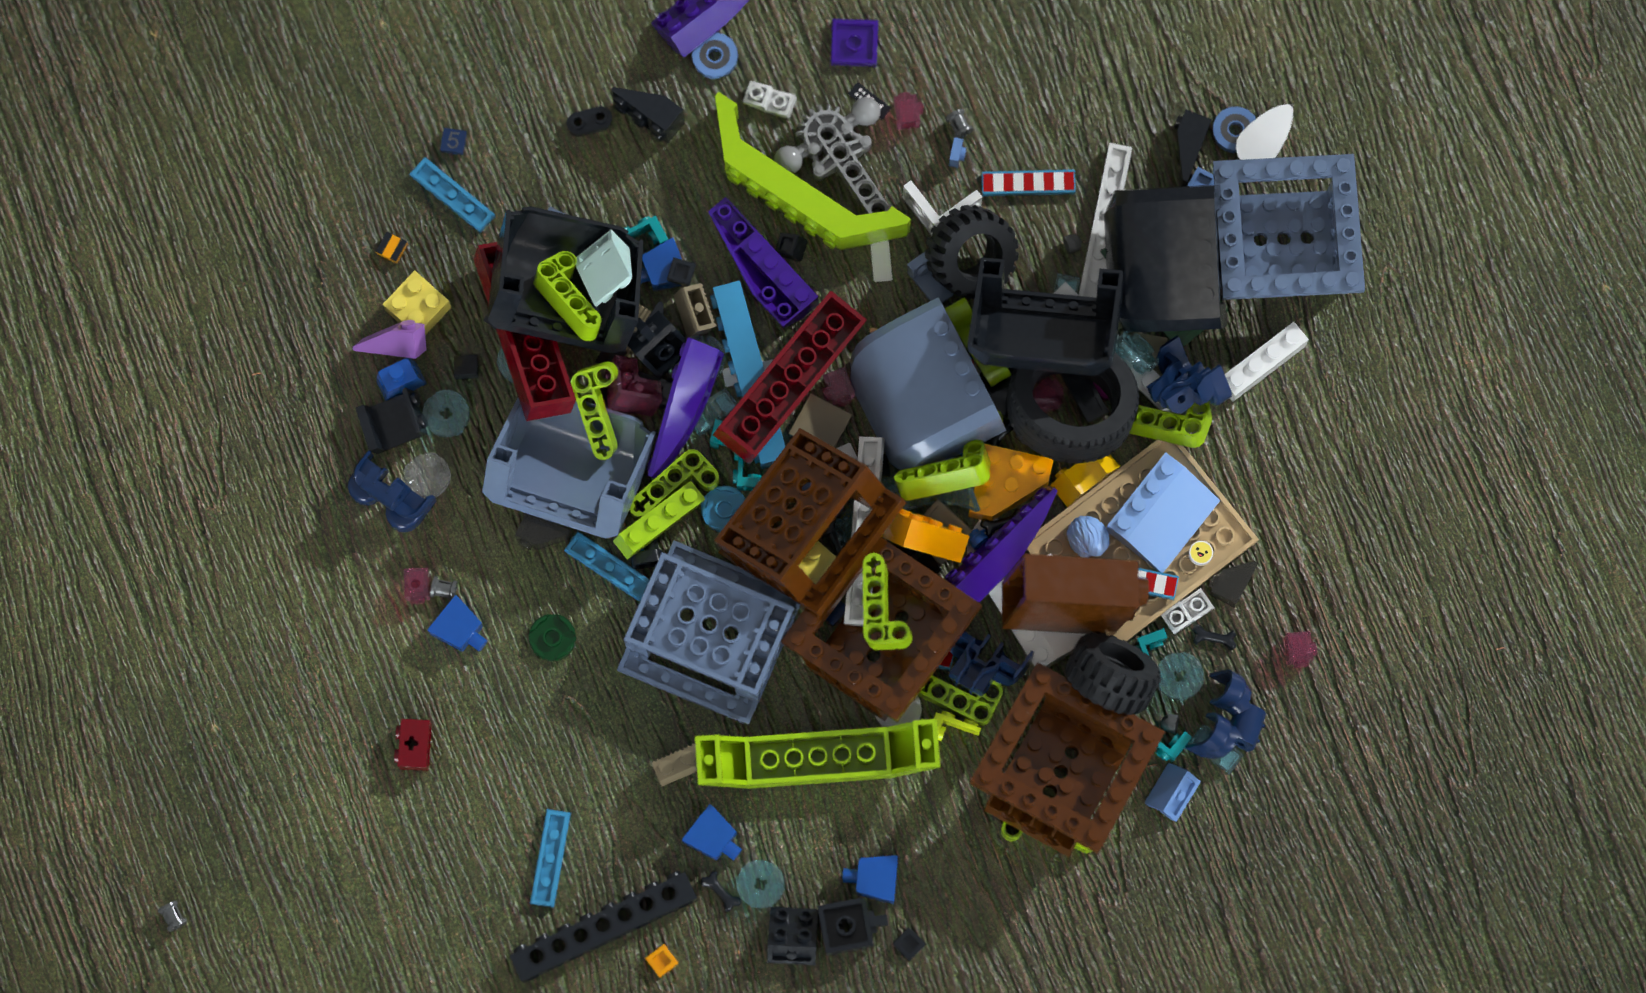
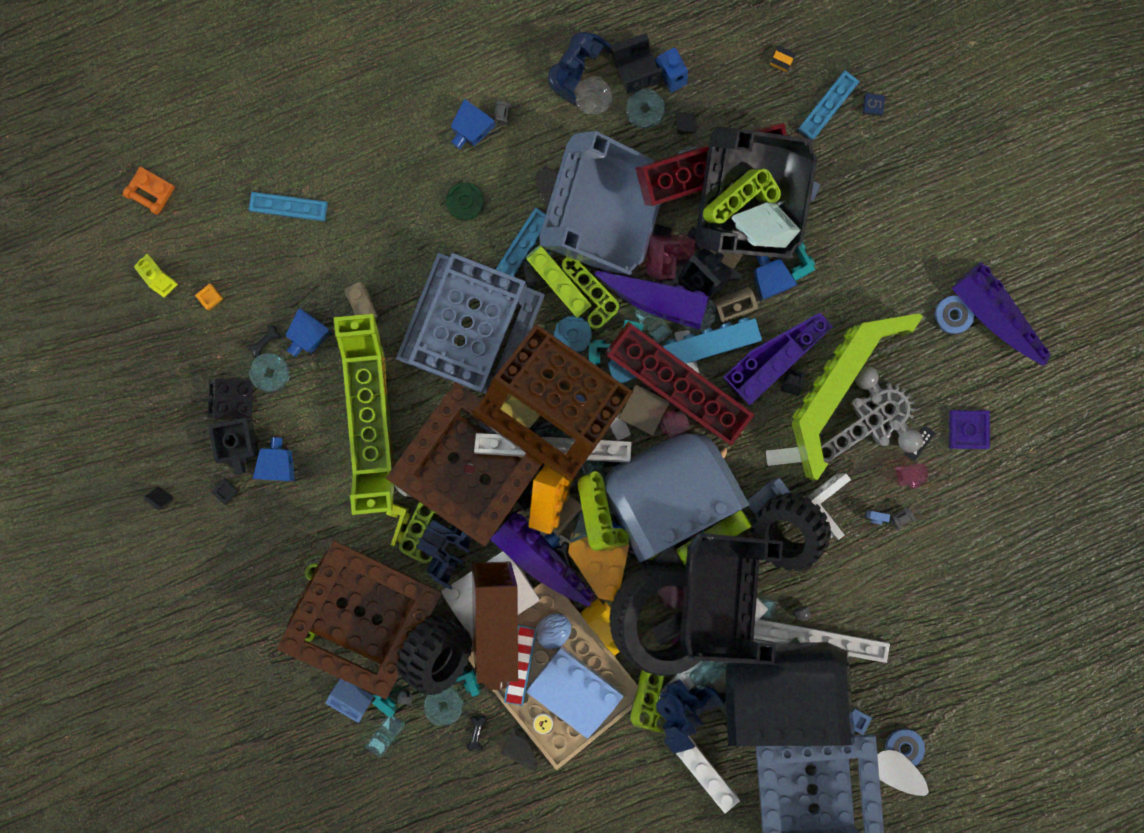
camera: 85 degrees right, 10 degrees up
(400, 340) = (702, 63): medium lavender slope -> none
(417, 302) = (733, 79): light yellow brick -> none
(417, 585) = (503, 90): clear pink brick -> none
(420, 755) = (381, 101): dark red brick -> none
(522, 954) = (198, 192): black brick -> none
(589, 122) = (895, 213): black plate -> none
(598, 413) = (623, 234): lime beam -> none
(650, 111) = (904, 262): black slope -> none
(681, 272) = (767, 291): black tile -> none
(769, 100) = (917, 361): white slope -> none
(880, 601) = (484, 463): lime beam -> none
(1028, 182) = (853, 576): tile -> none
(1187, 611) = (497, 712): white slope -> none
(1189, 140) = (894, 710): black slope -> none
(1245, 722) = (402, 760): dark blue piece -> none
(1299, 649) = (467, 803): clear pink brick -> none

